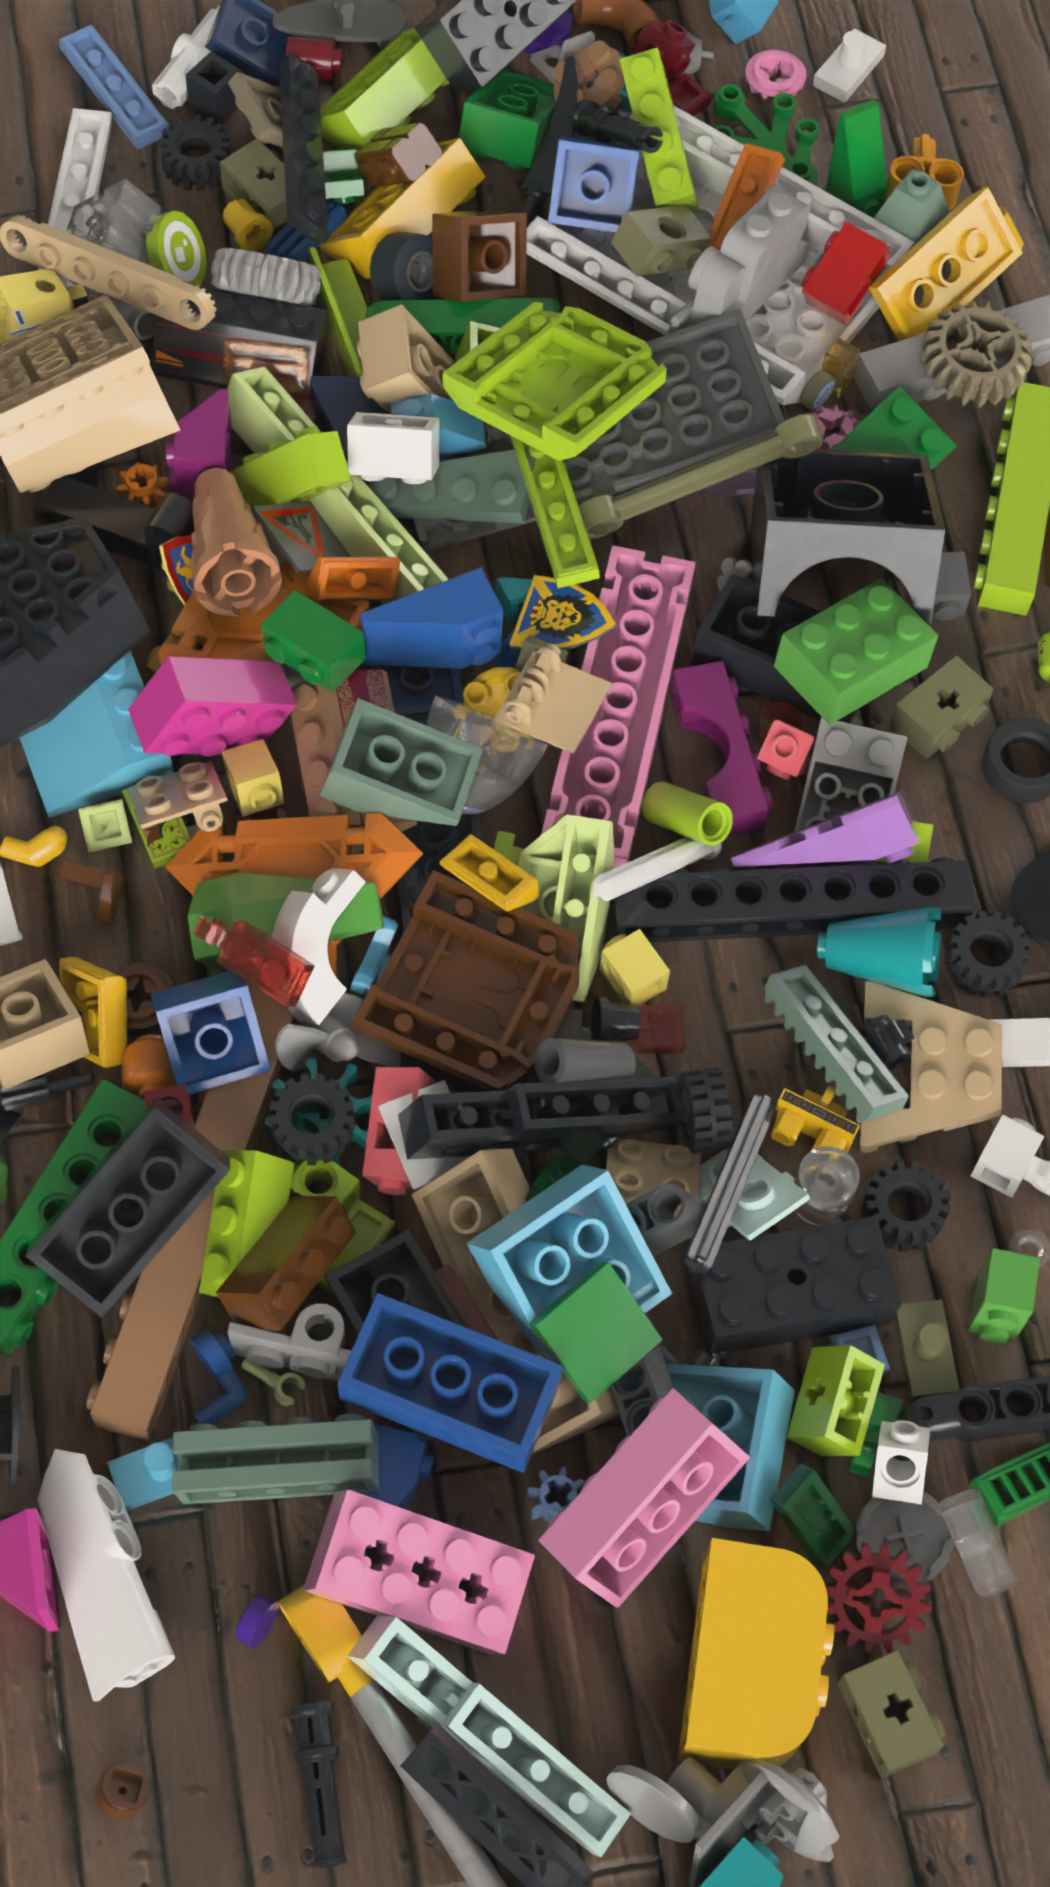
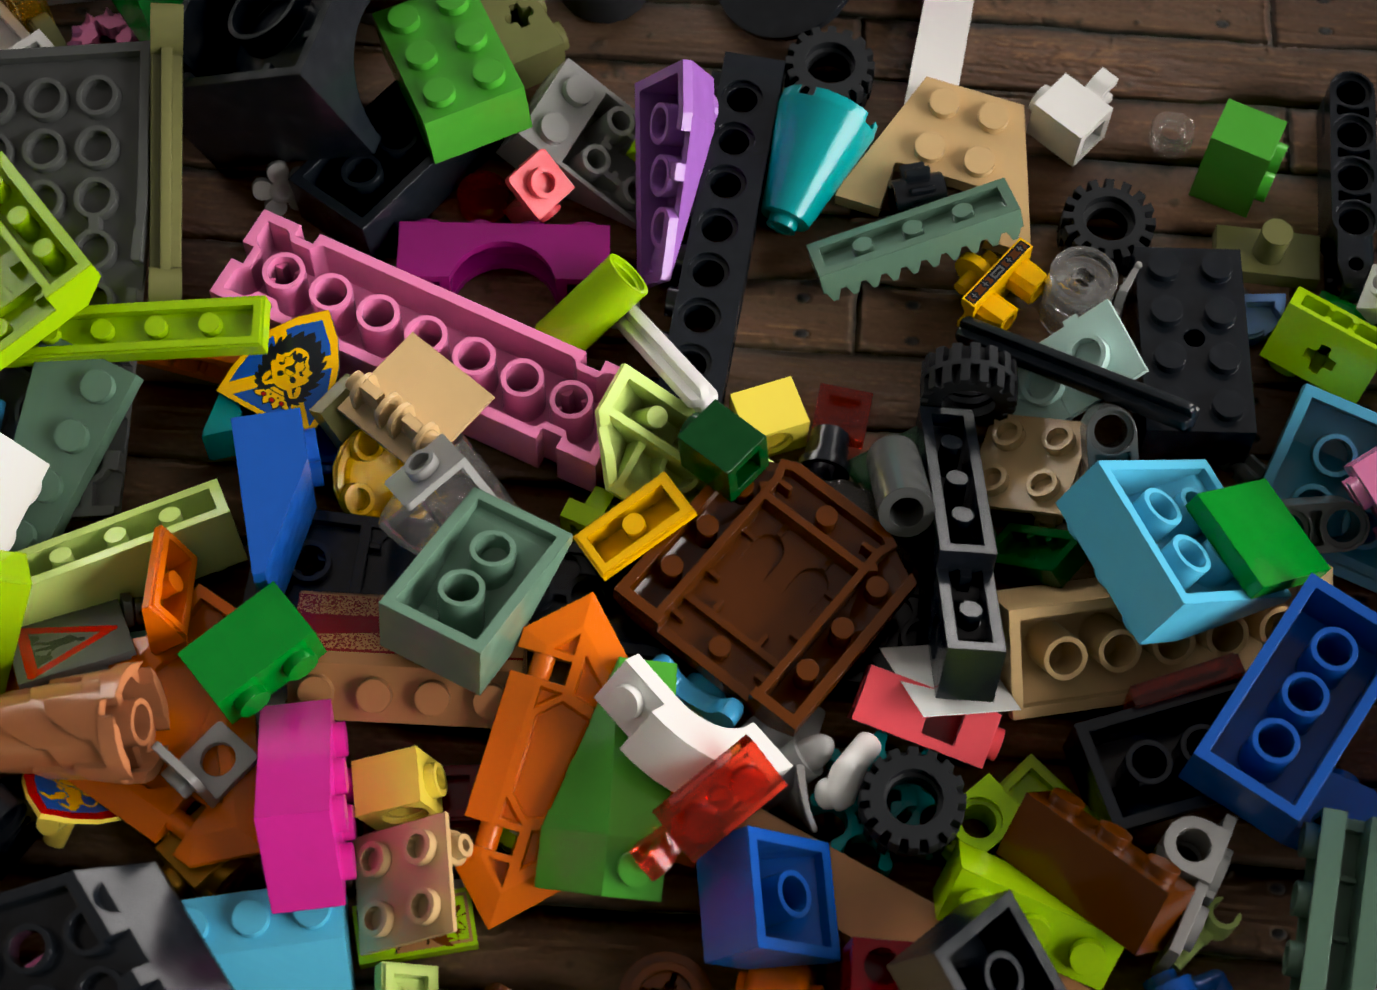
camera: 75 degrees left, 0 degrees up
(214, 631) = (188, 772): none -> light grey bracket
(327, 1065) = (847, 773): none -> white arm
(495, 719) = (429, 470): none -> light grey bracket
(562, 913) = (722, 450): none -> dark green brick
(821, 1217) = (1124, 288): none -> light grey piece

